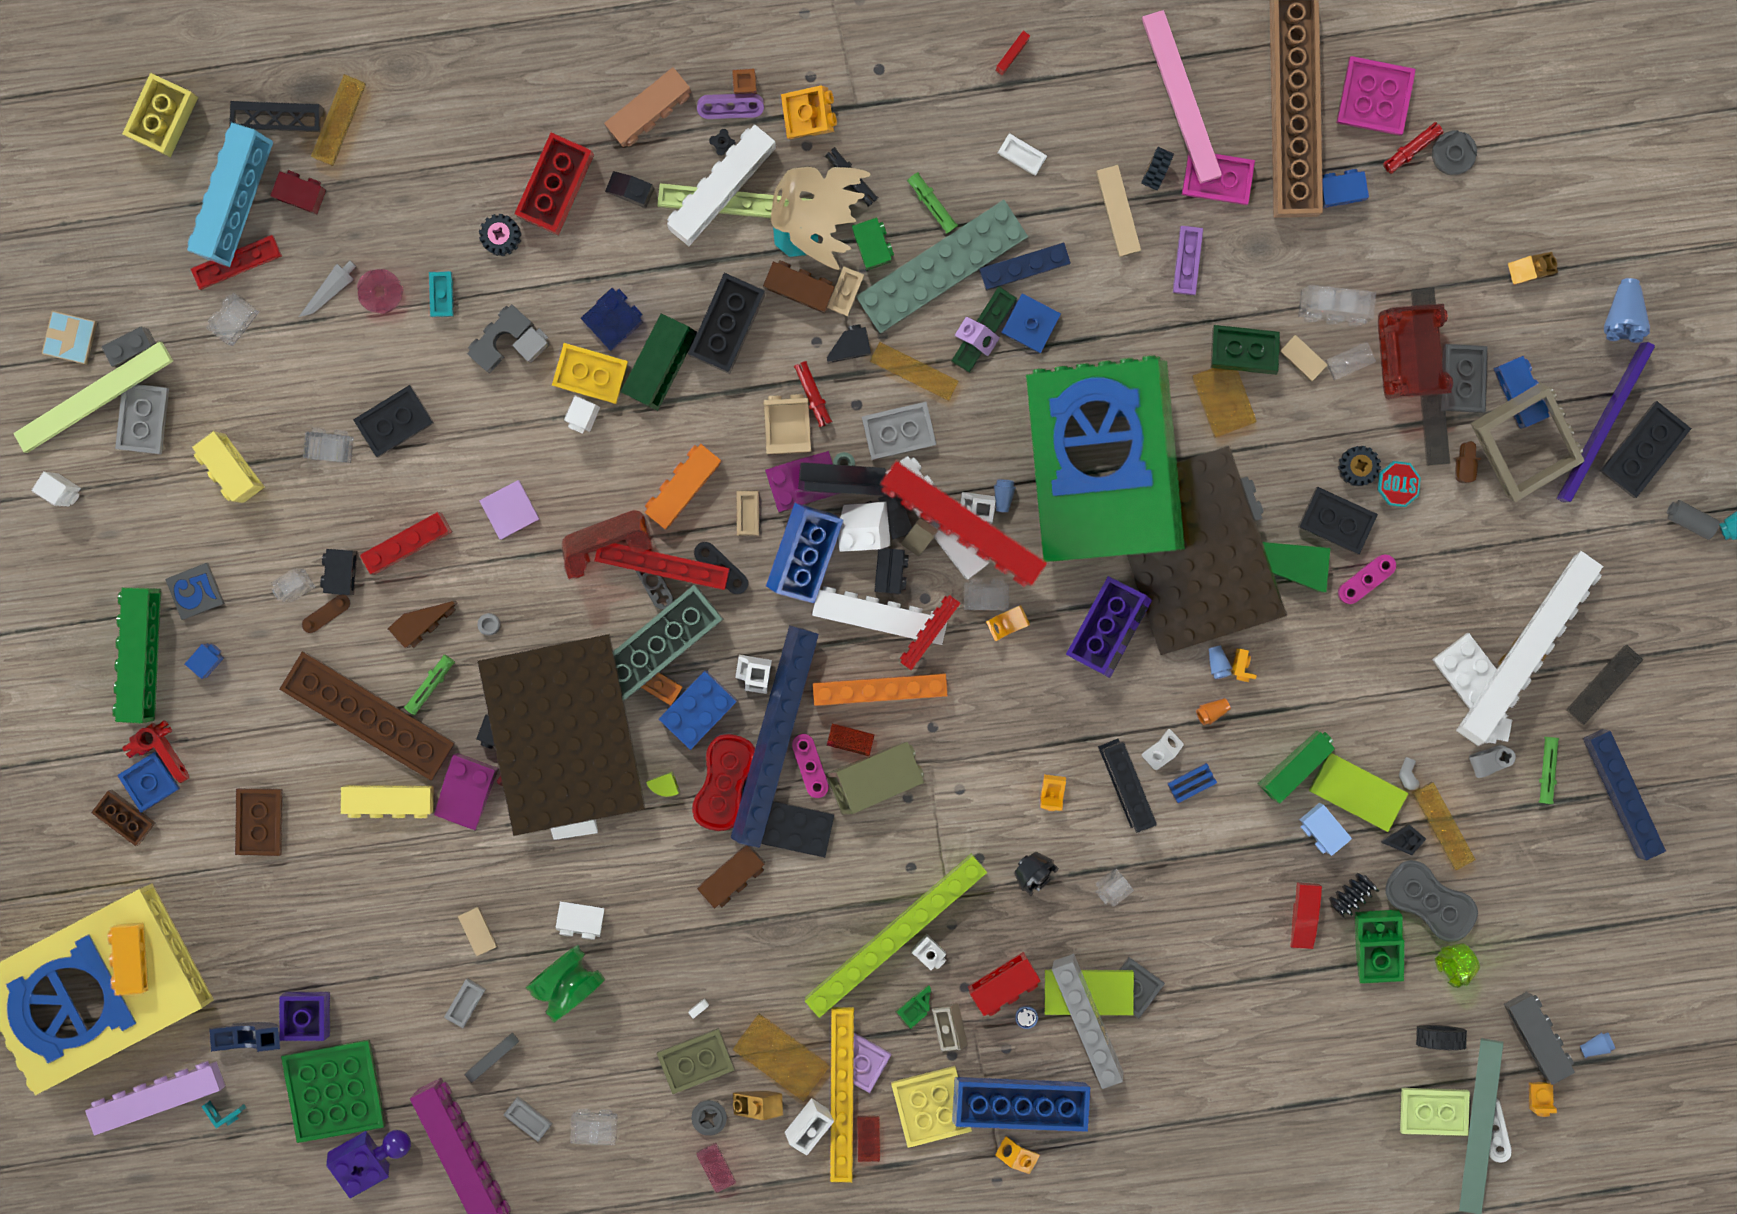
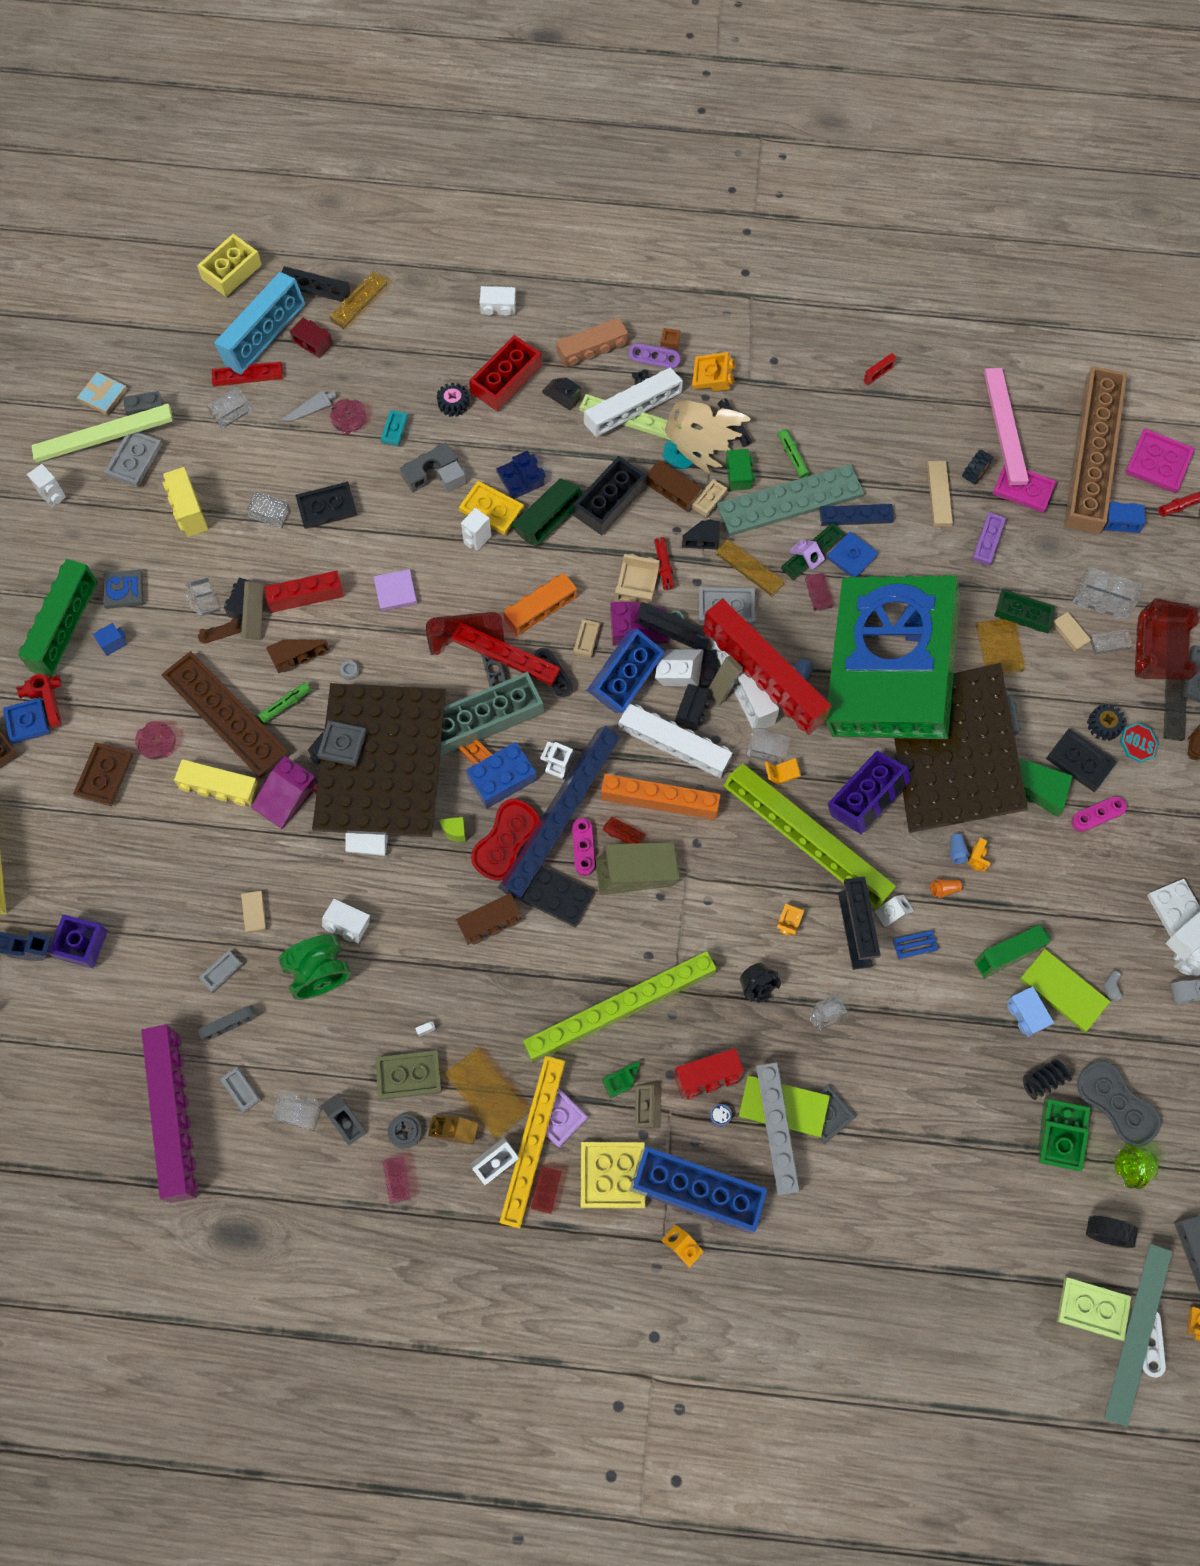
camera: 15 degrees right, 20 degrees down
(291, 759) = (148, 733): none -> clear pink plate
(333, 1091) = (77, 1017): green plate -> none
(356, 587) = (252, 610): none -> dark tan tile
(362, 1164) = (87, 1081): dark purple brick -> none
(513, 77) = (497, 300): none -> white brick
(514, 733) = (342, 743): none -> dark grey tile
(642, 1122) = (343, 1119): none -> dark grey slope
(923, 947) = (638, 1029): white brick -> none
(932, 629) = (714, 757): red piece -> none
(1001, 382) = (818, 591): none -> clear pink plate
(1022, 154) = (871, 439): white tile -> none
(1052, 692) = (806, 833): none -> lime brick
(1305, 915) = (999, 1086): red slope -> none
(1405, 840) = (1101, 1043): black piece -> none
(1444, 826) = (1139, 1039): clear yellow plate -> none

